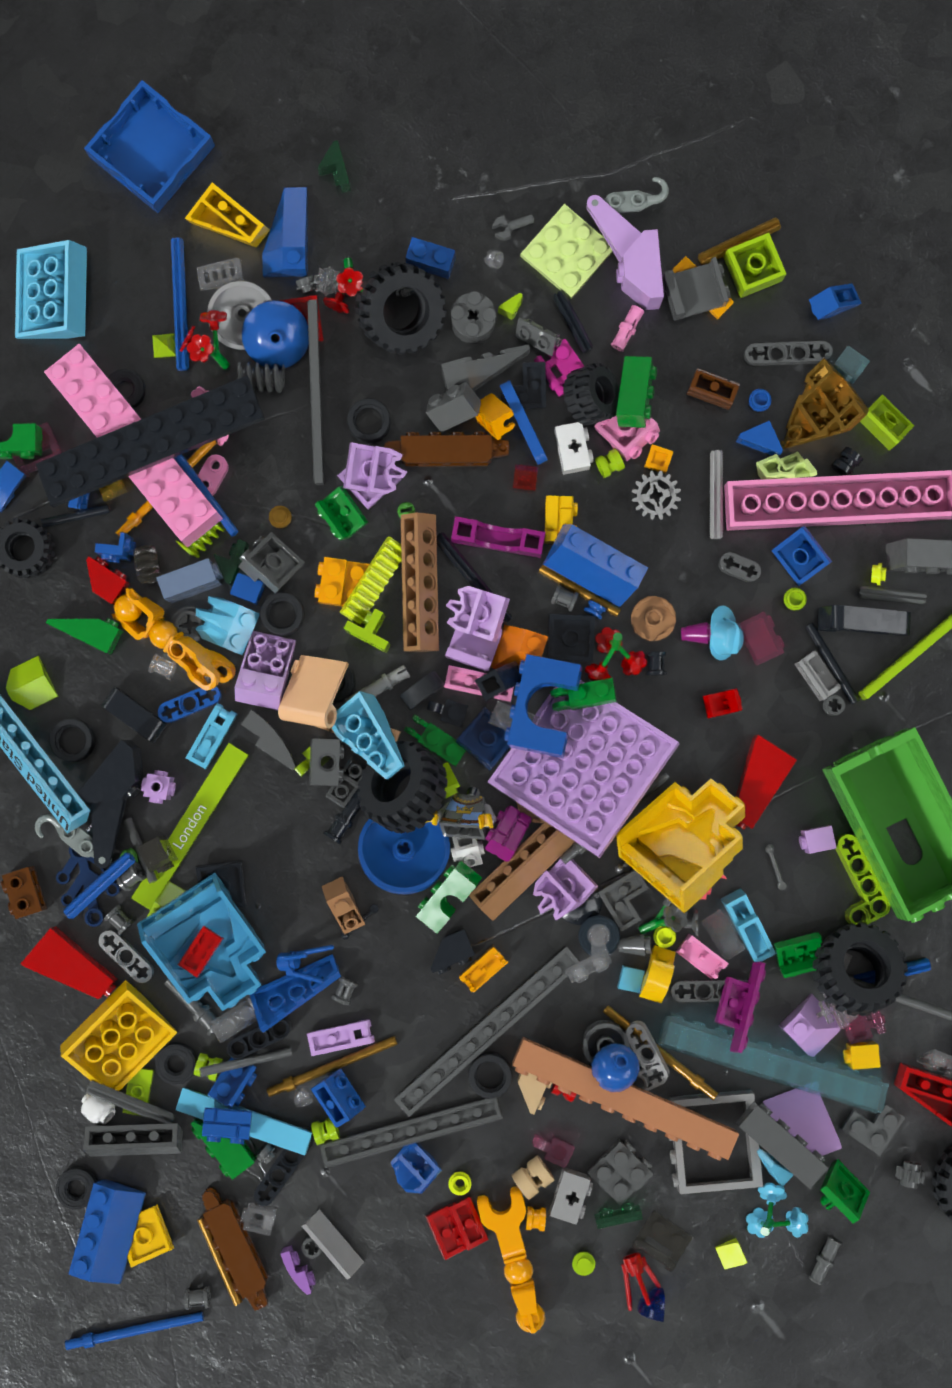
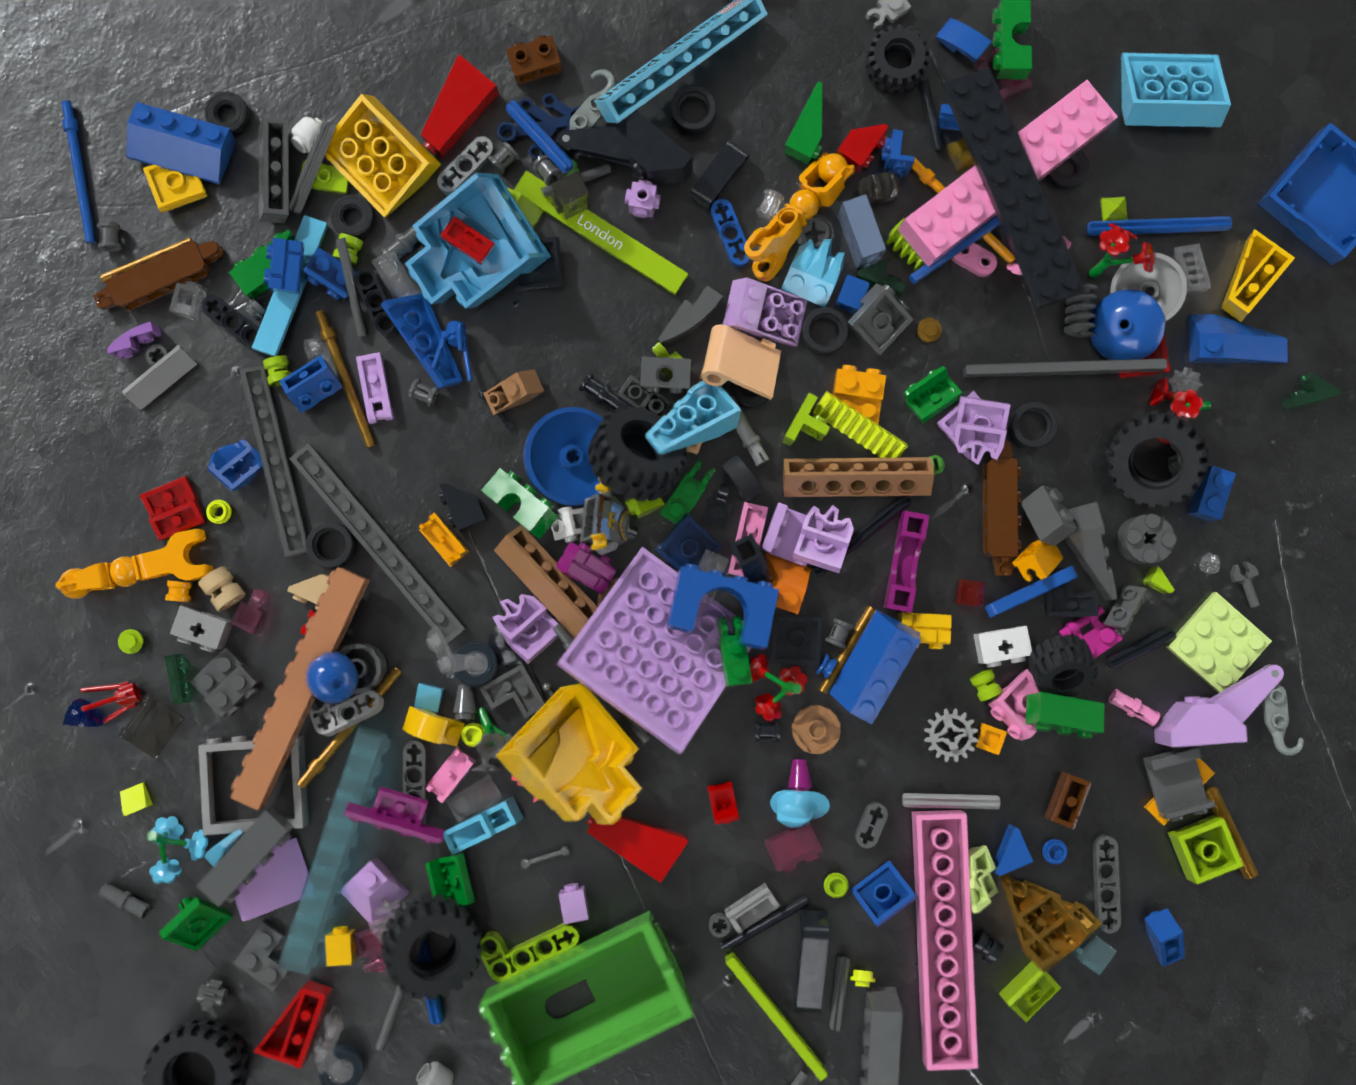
camera: 90 degrees right, 0 degrees up
(30, 684) = (752, 68): lime slope -> none
(211, 736) = (695, 255): medium azure plate -> none
(305, 284) = (1181, 359): dark grey plate -> none

